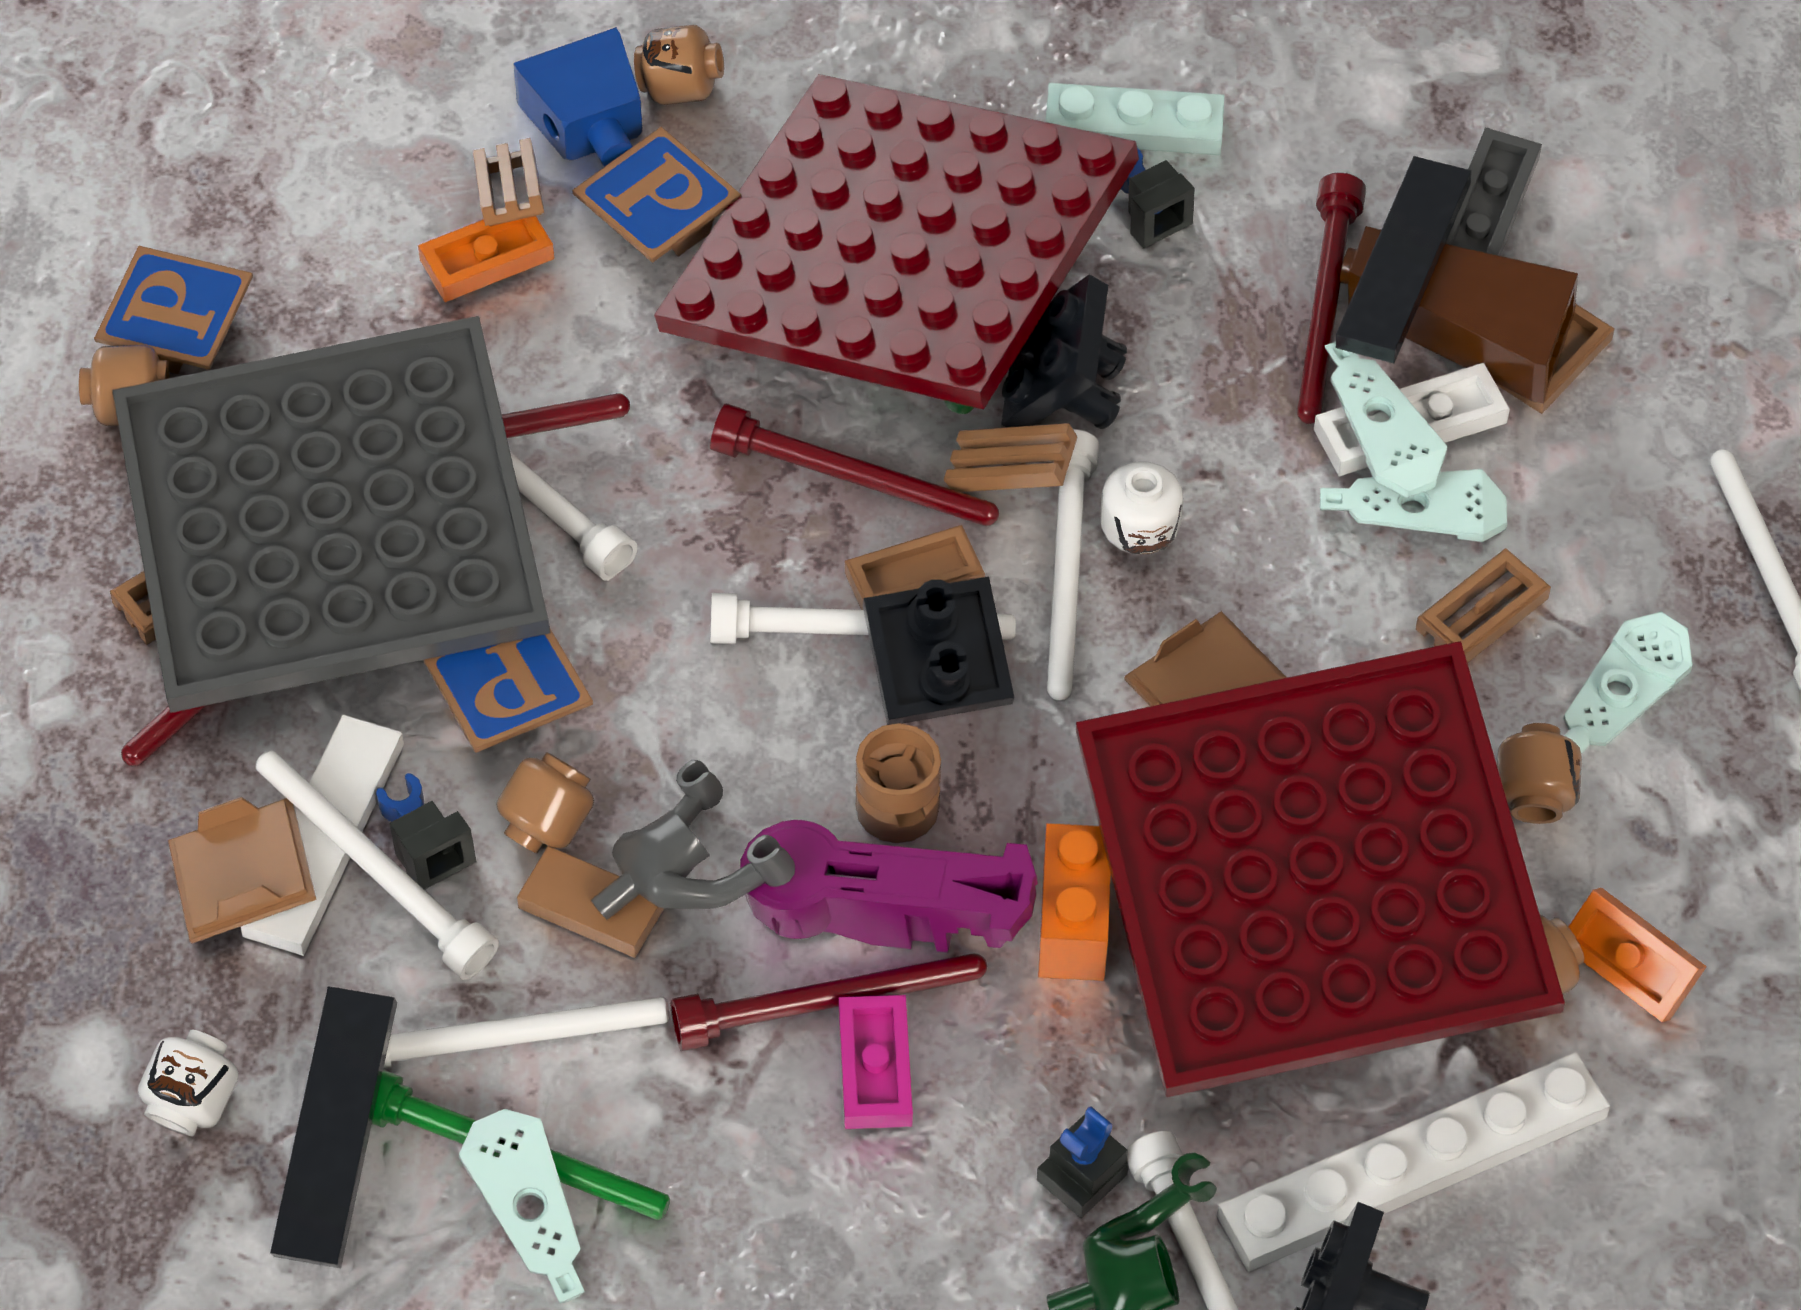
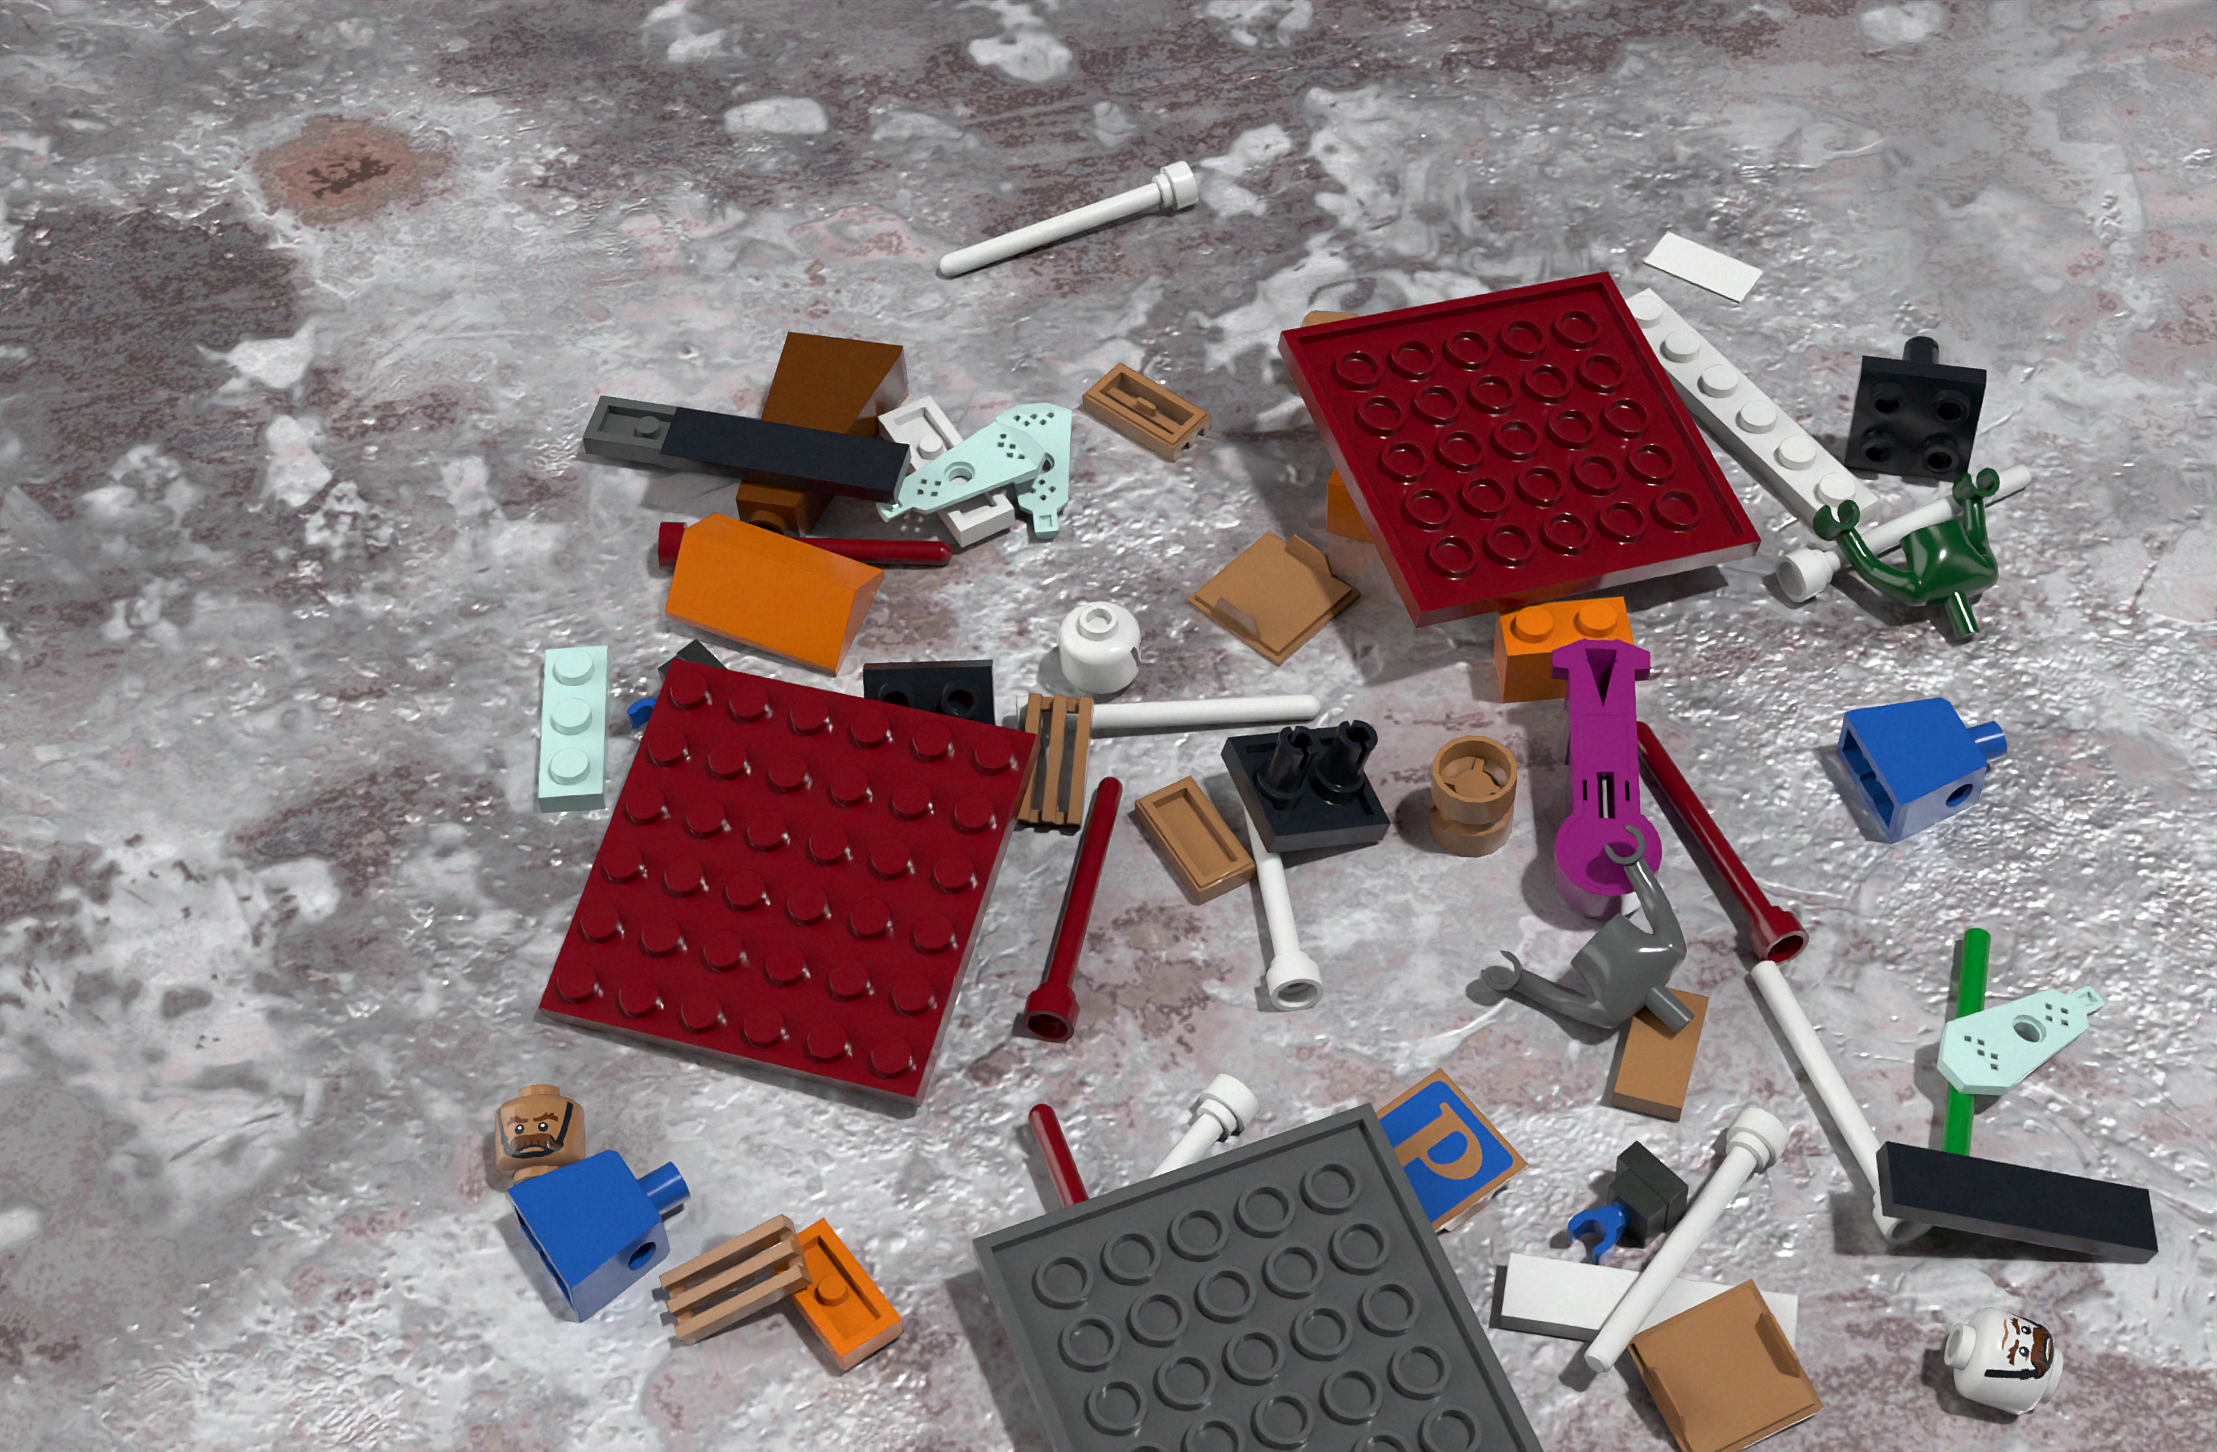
camera: 95 degrees left, 5 degrees down
(545, 803) = (1571, 1094): medium nougat head -> none
(658, 196) = (735, 1130): piece -> none
(873, 1195) = (1917, 762): none -> blue torso
(875, 1062) = (1773, 785): dark pink plate -> none
(1084, 1163) = (1826, 617): pearl dark grey piece -> none
(1269, 262) = (770, 592): none -> orange slope
(1634, 955) = (1506, 264): orange plate -> none
(1646, 673) = (1180, 307): light aqua piece -> none
(1659, 1189) = (1704, 266): none -> white sticker

